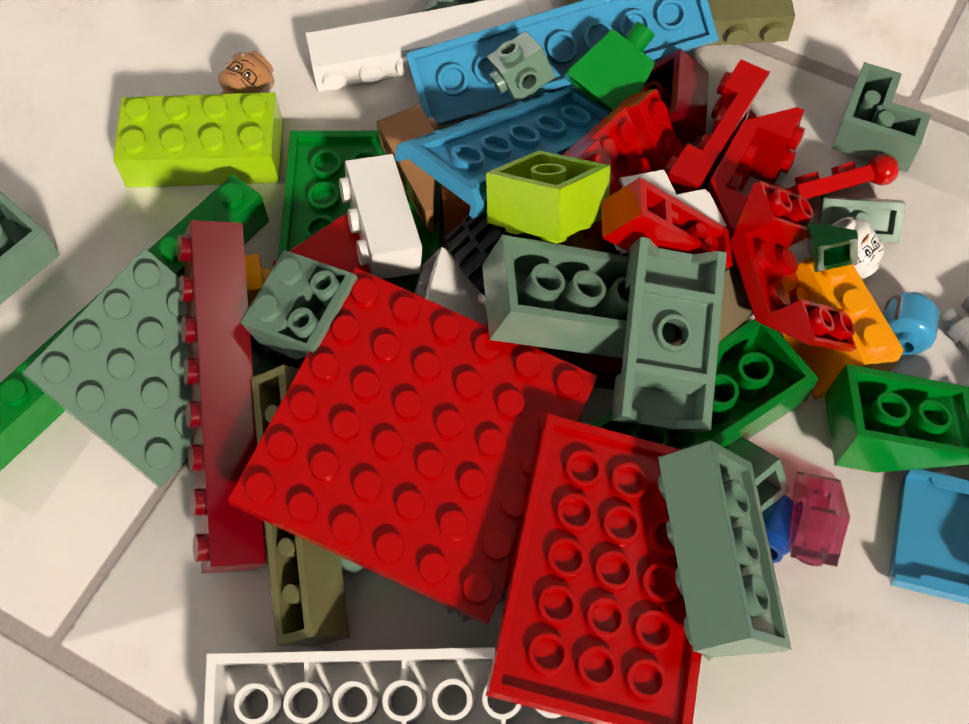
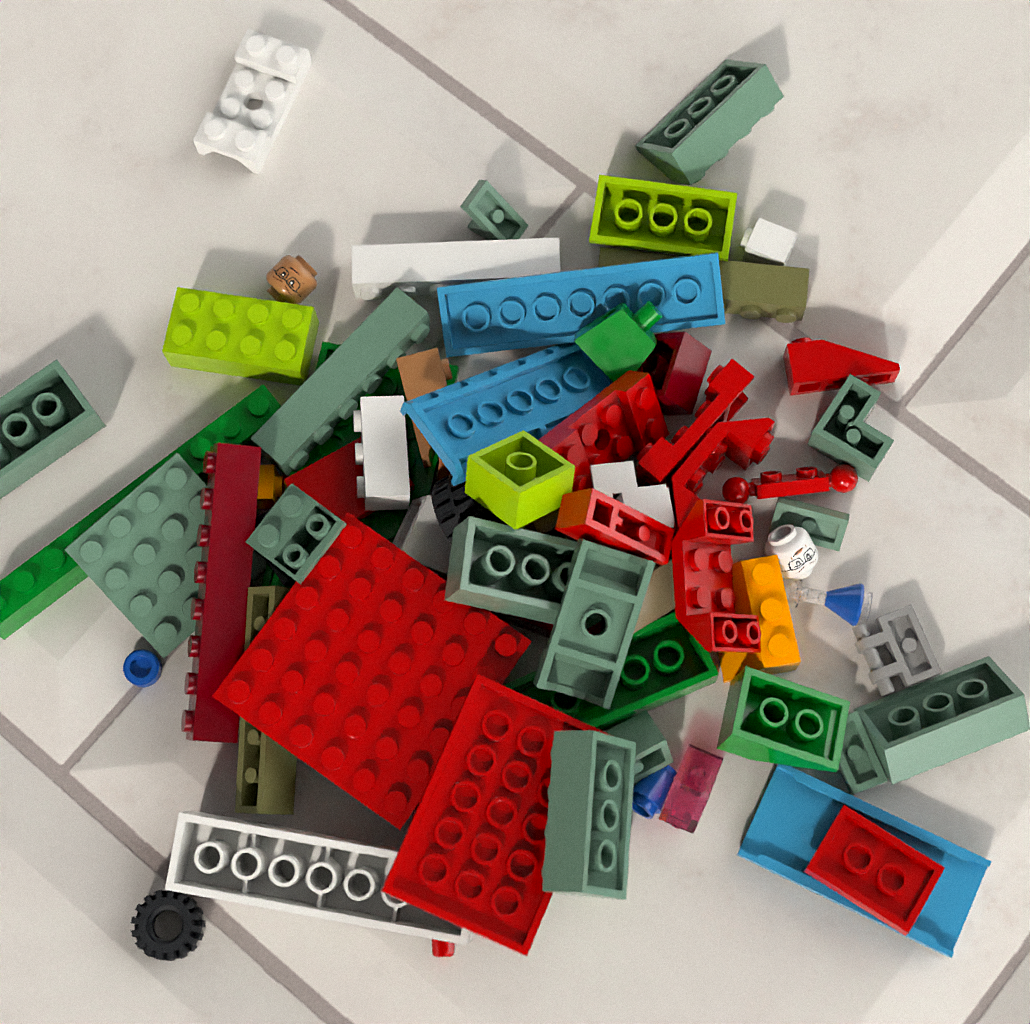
camera: 15 degrees right, 10 degrees up
(136, 505) = (142, 668): none -> blue tile
(316, 160) = (341, 380): none -> sand green brick
(520, 67) = (534, 325): sand green brick -> none
(831, 69) = (826, 366): none -> red slope
(831, 246) = (759, 560): dark green slope -> none
(913, 321) = (820, 632): dark azure head -> none
(933, 283) = (847, 602): none -> piece

